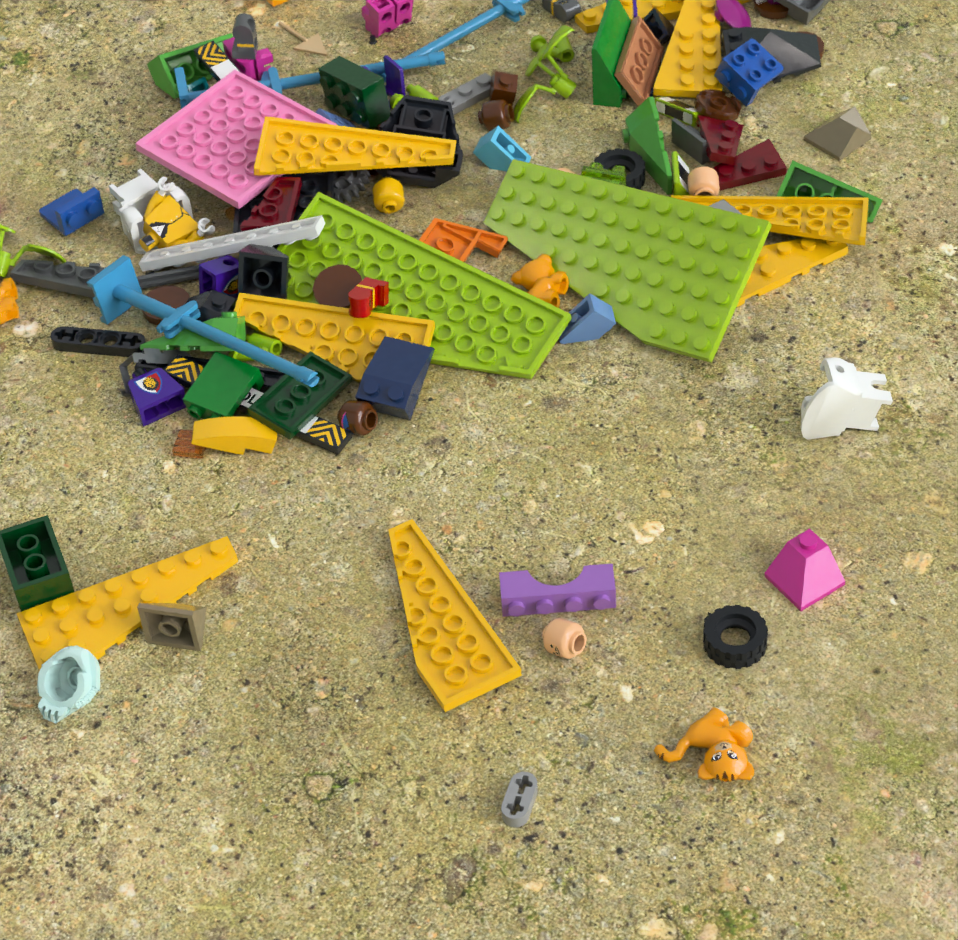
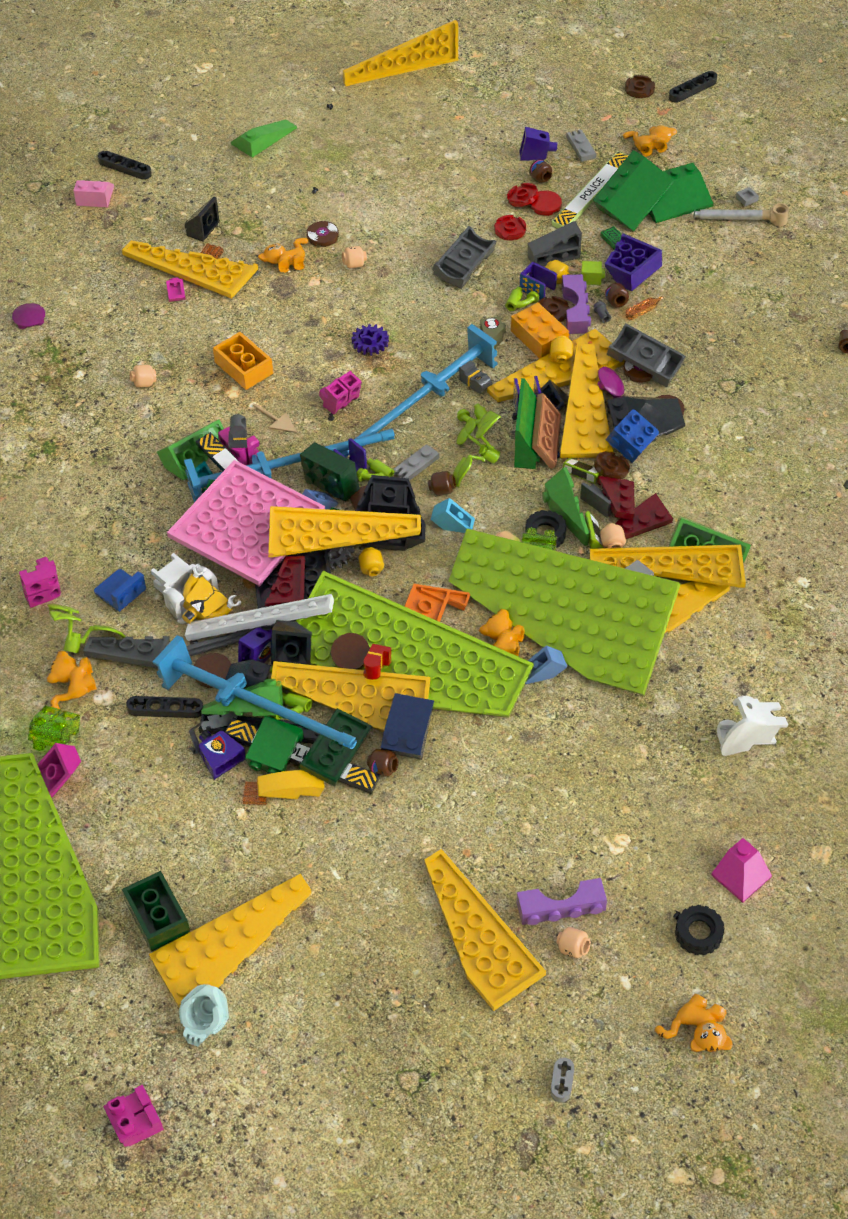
camera: 10 degrees left, 5 degrees up
(173, 624) = (276, 955): dark tan slope -> none
(503, 86) = (444, 457): reddish brown slope -> none
(840, 134) = (707, 485): dark tan slope -> none

